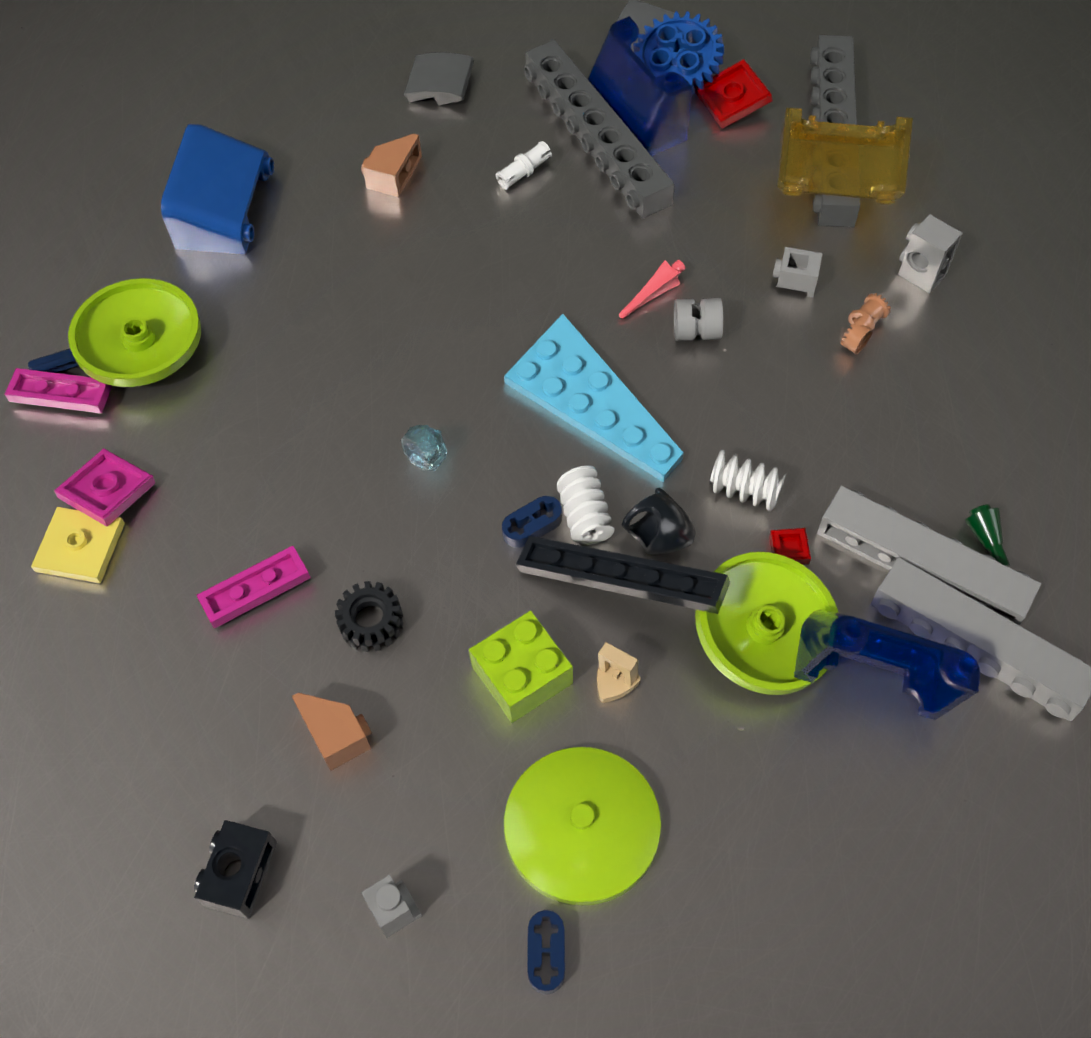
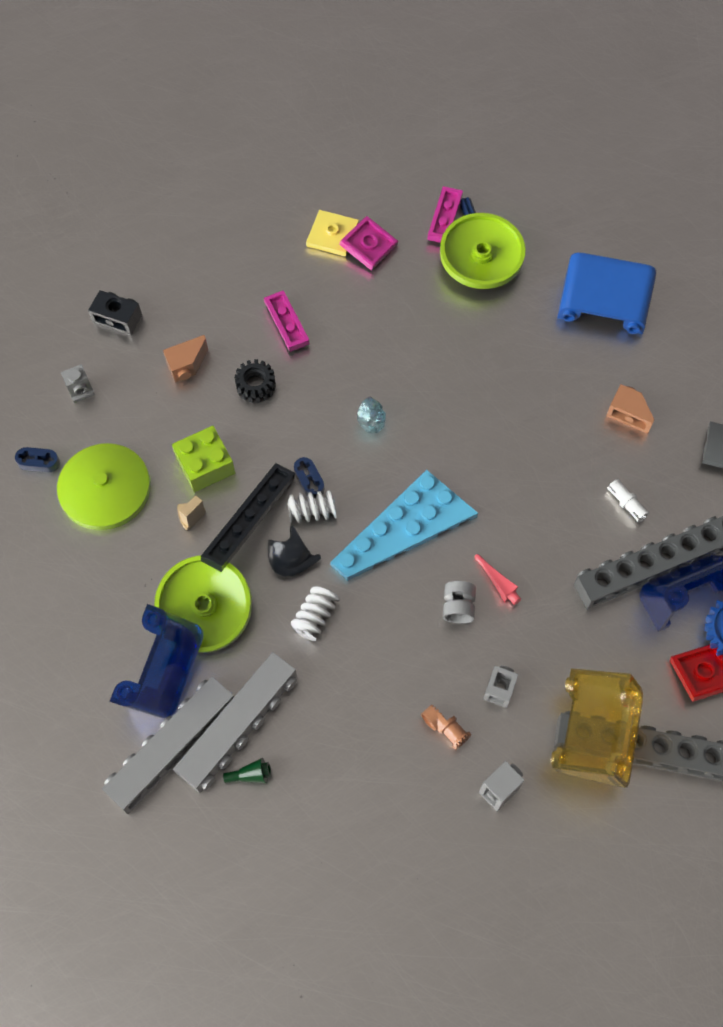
camera: 95 degrees right, 5 degrees up
(791, 543) = (264, 636): red tile -> none

